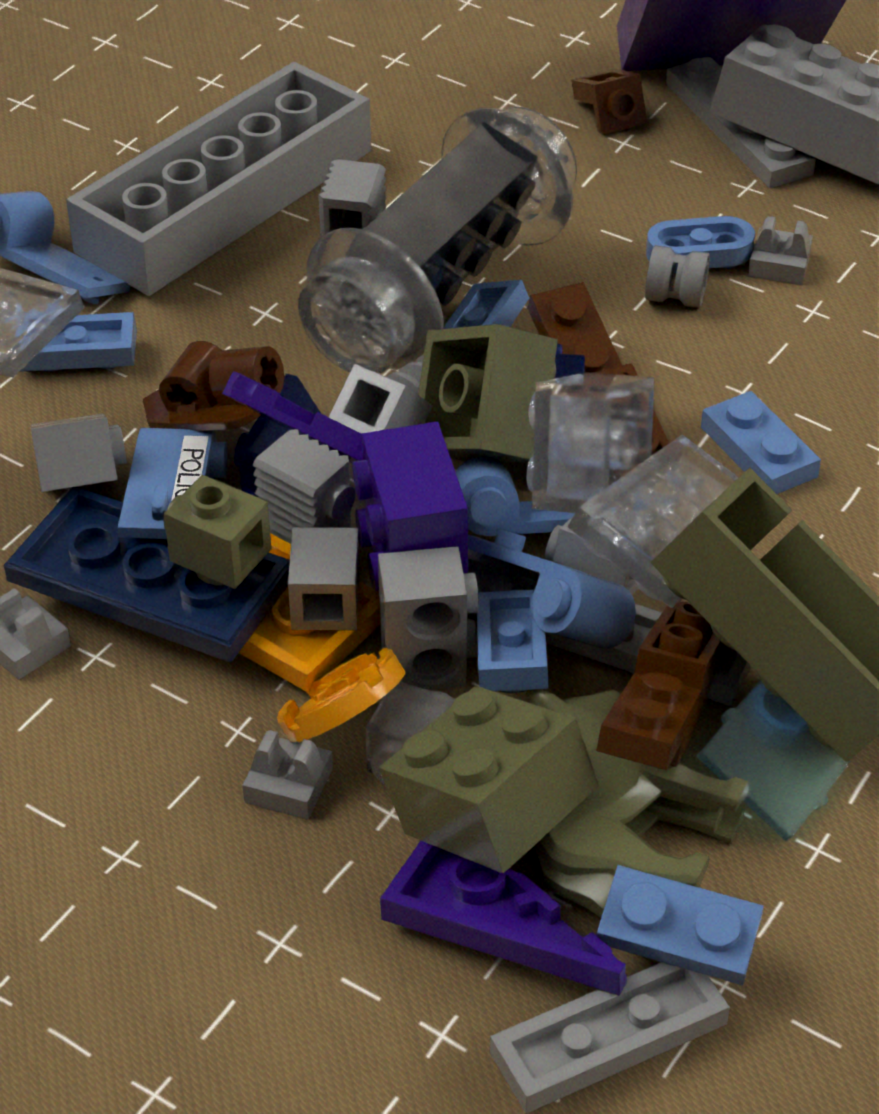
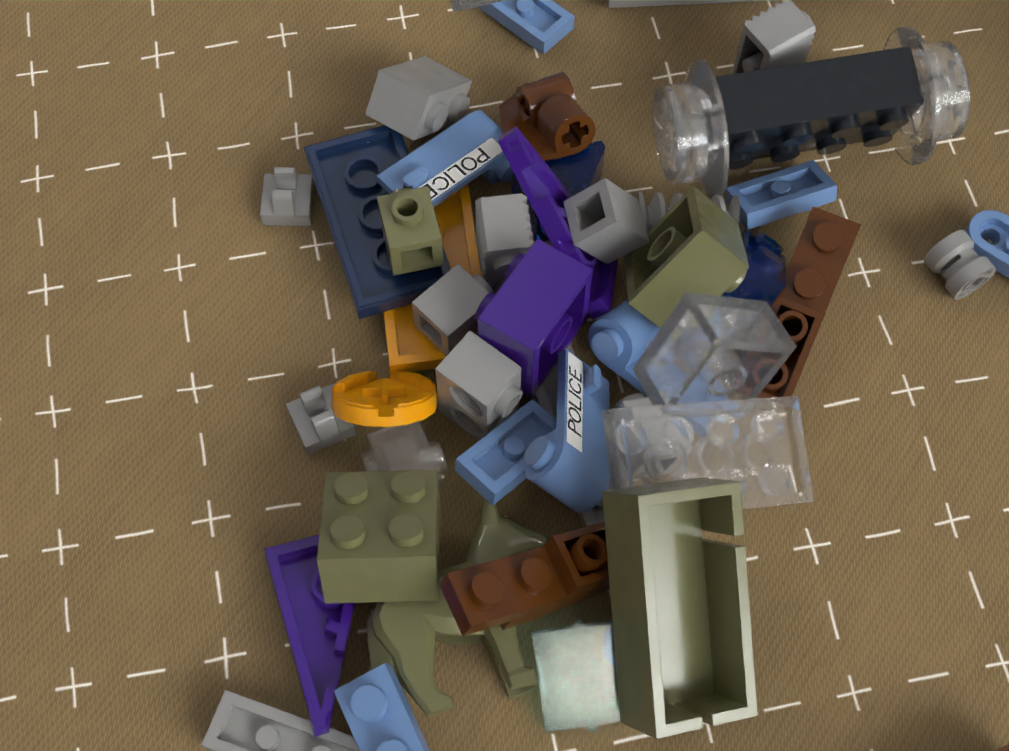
camera: 45 degrees right, 20 degrees up
(760, 441) = (866, 440): medium blue plate -> none

